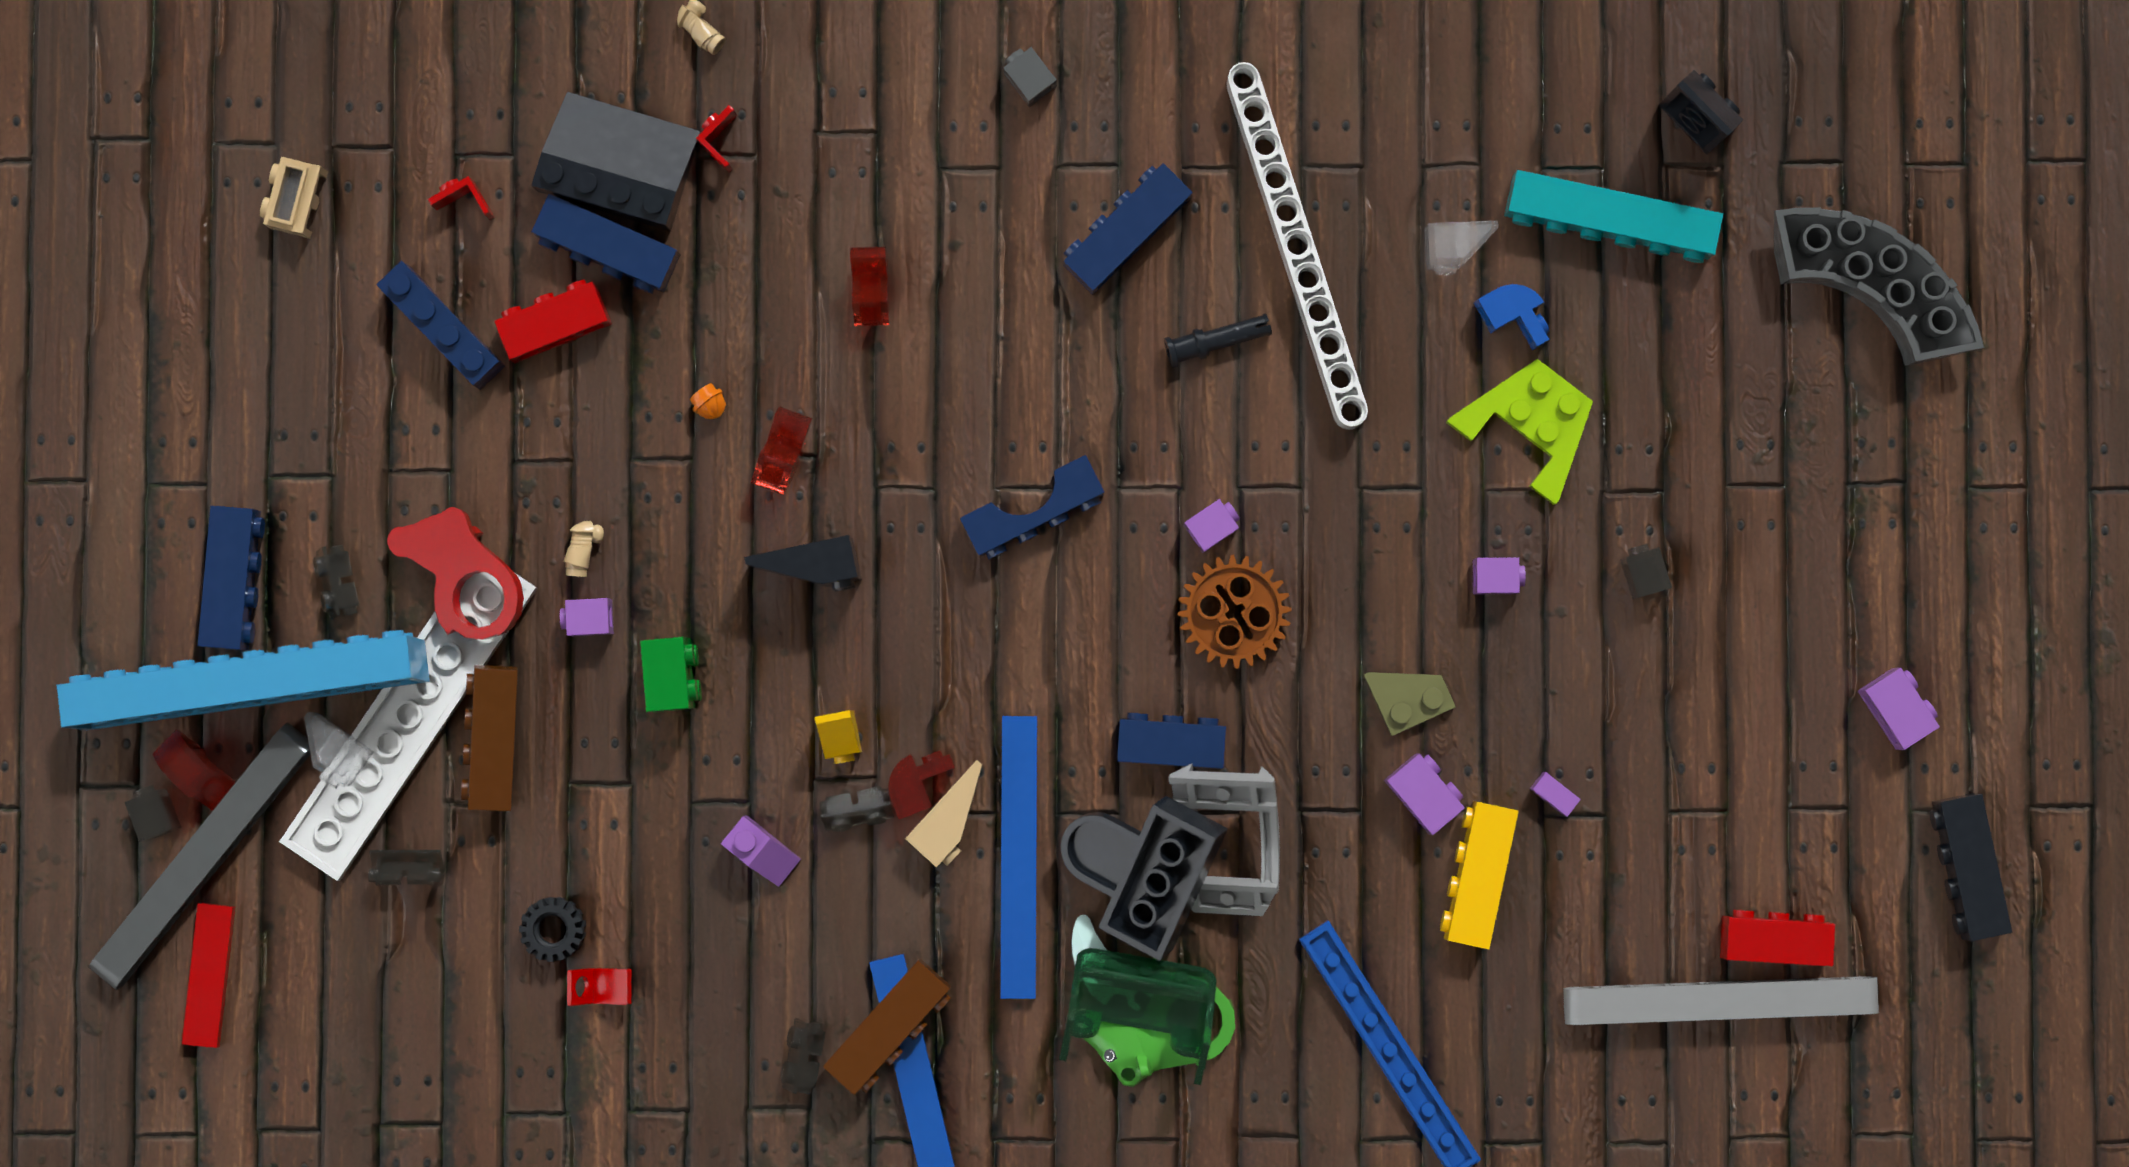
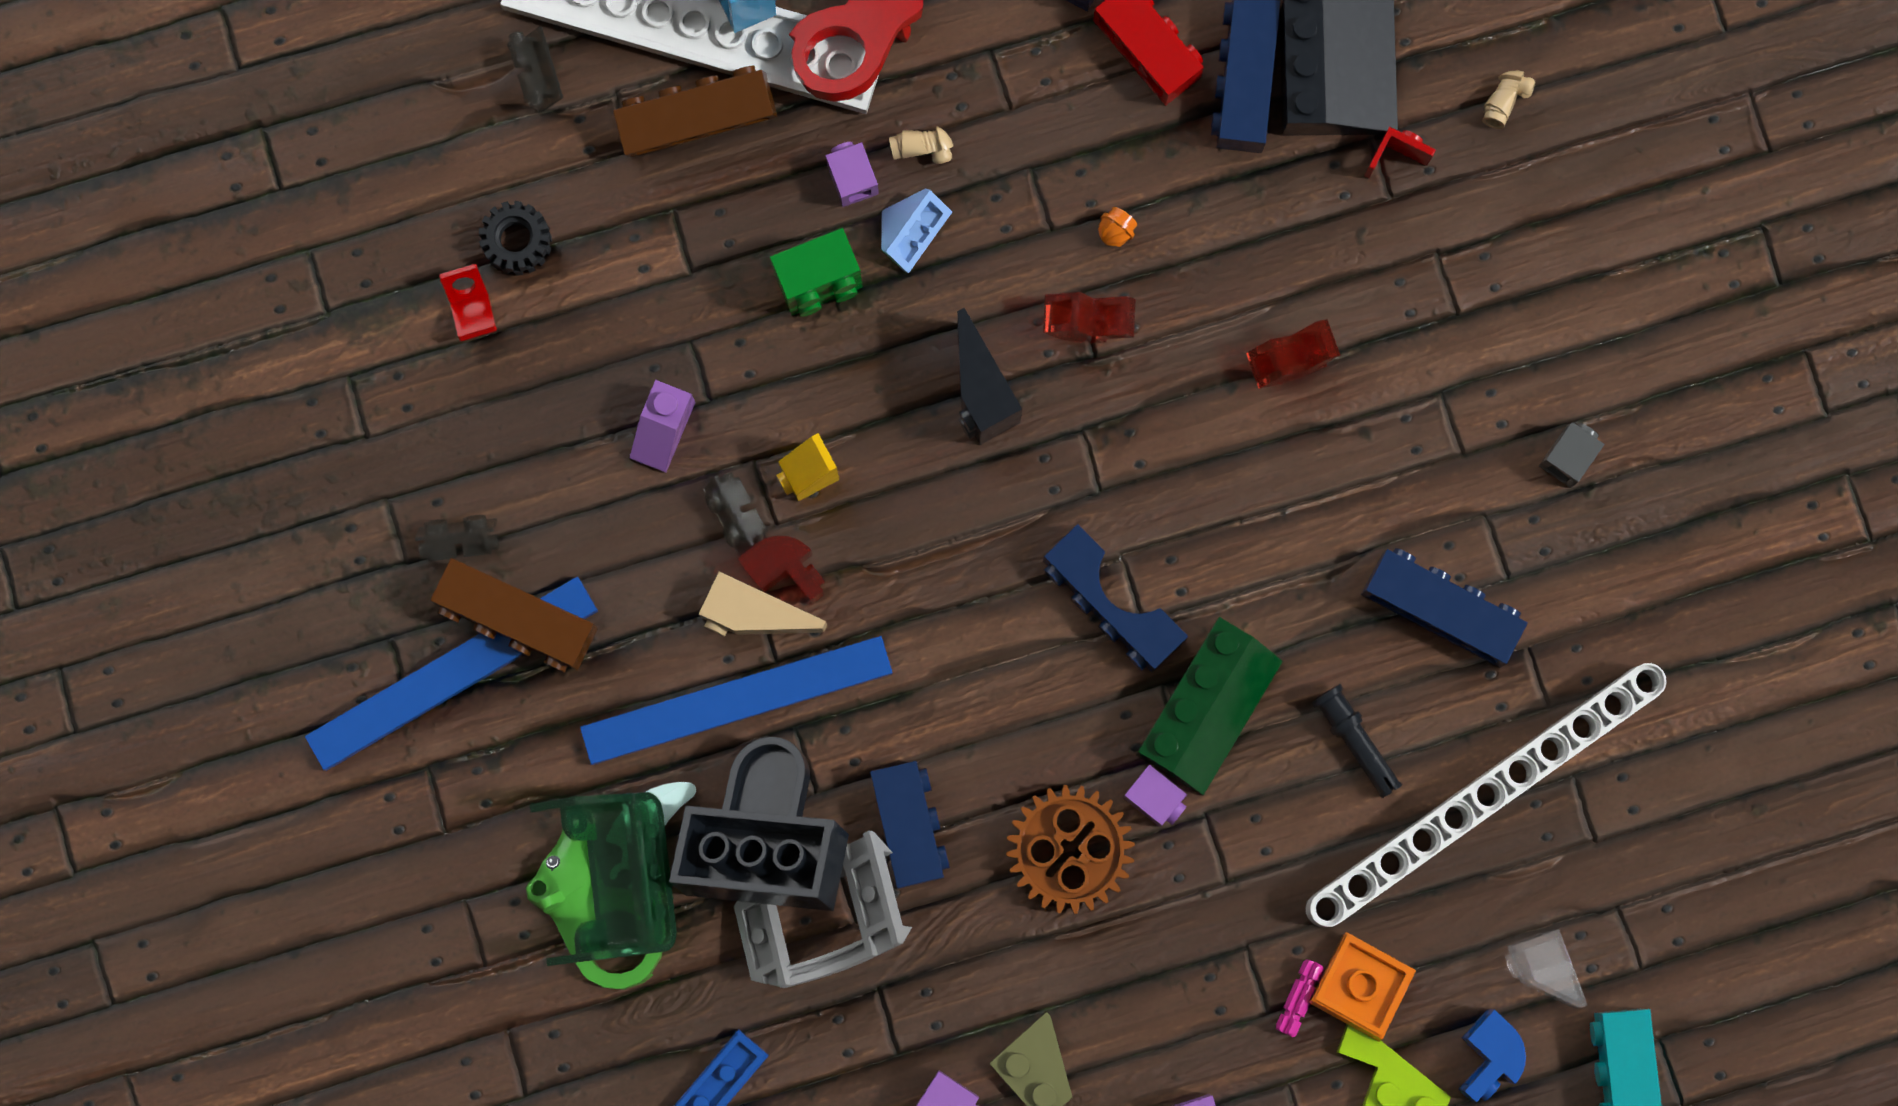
camera: 75 degrees right, 5 degrees down
(651, 580) = (911, 227): none -> light blue slope
(1149, 454) = (1210, 706): none -> dark green slope
(1417, 457) = (1299, 998): none -> dark pink axle
(1424, 402) = (1362, 986): none -> orange tile

